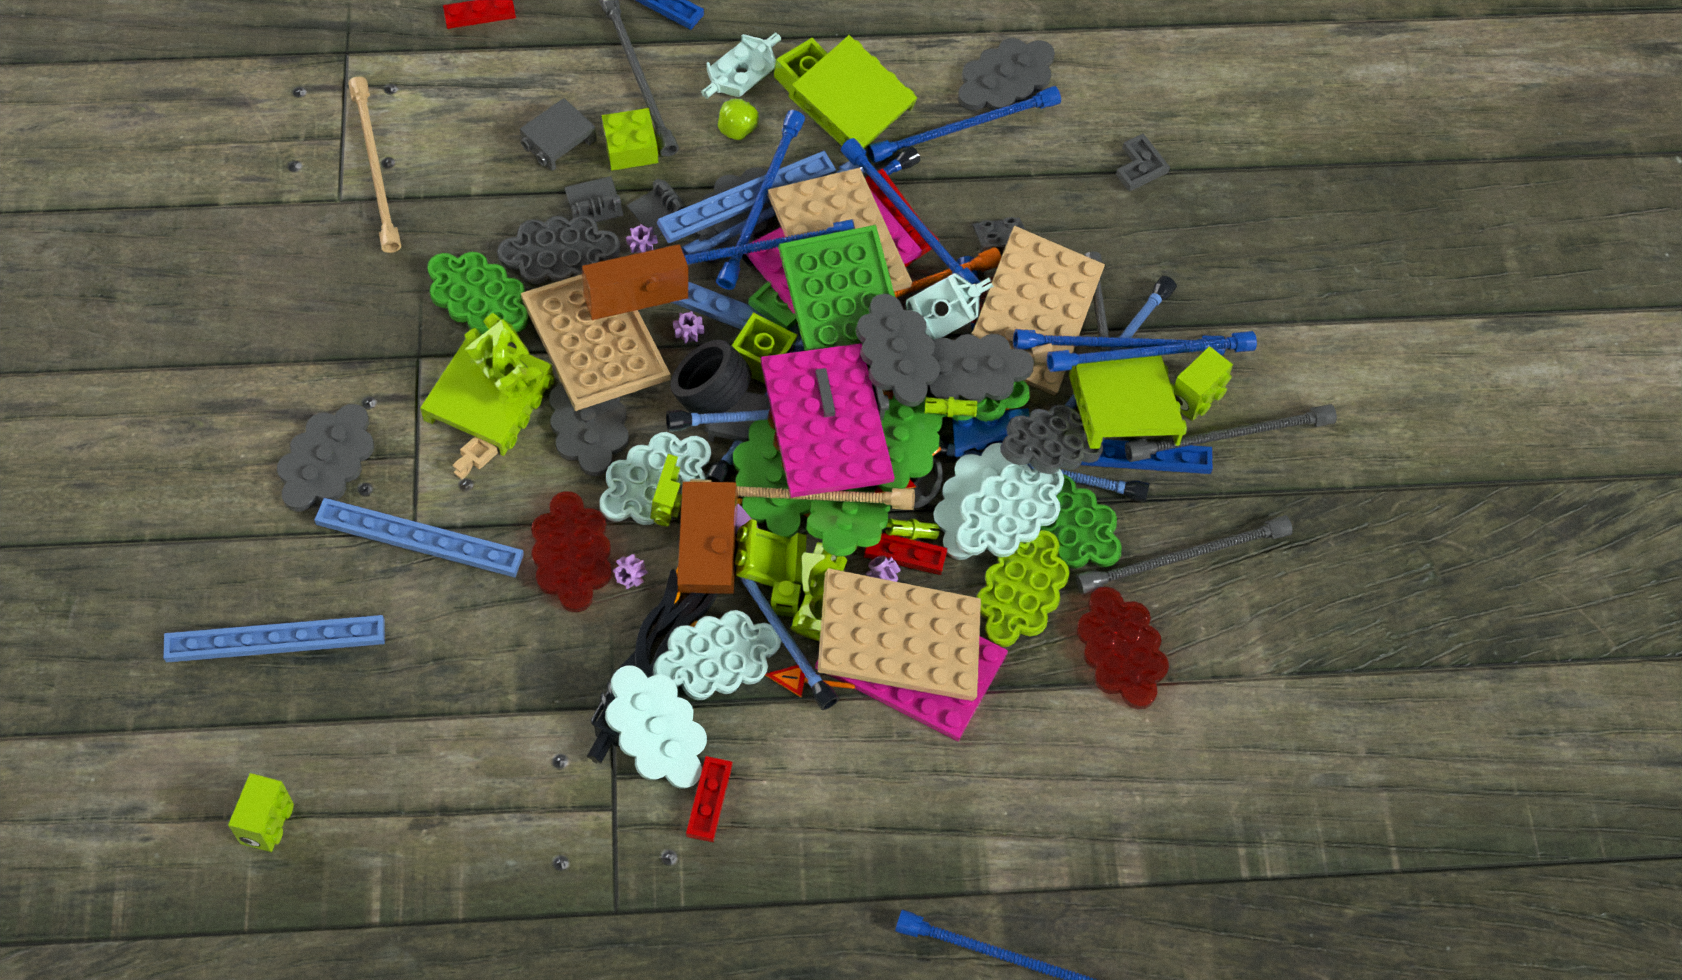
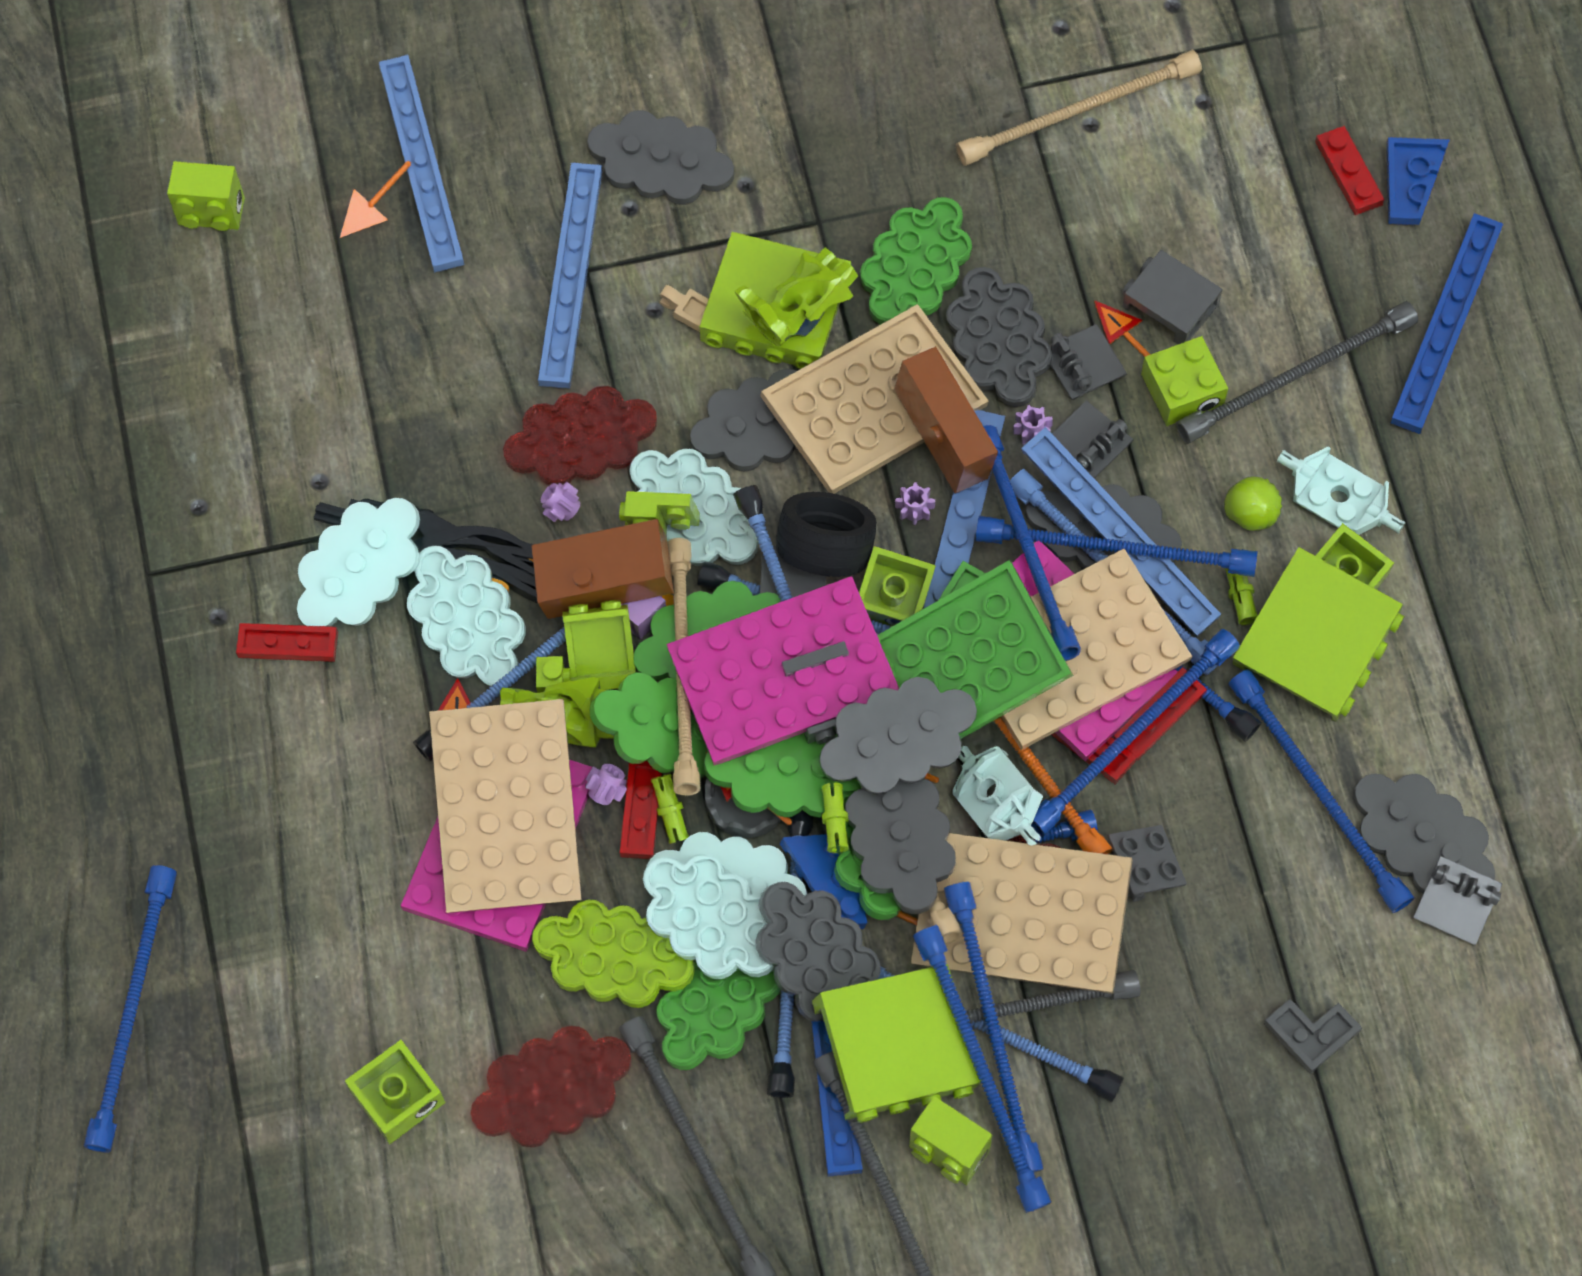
camera: 85 degrees right, 5 degrees up
(309, 693) = (362, 213): none -> piece
(567, 176) = (1117, 324): none -> piece
(821, 140) = (1241, 594): none -> lime pin
(1060, 61) = (1458, 900): none -> hinge
(1118, 755) = (395, 1091): none -> lime brick

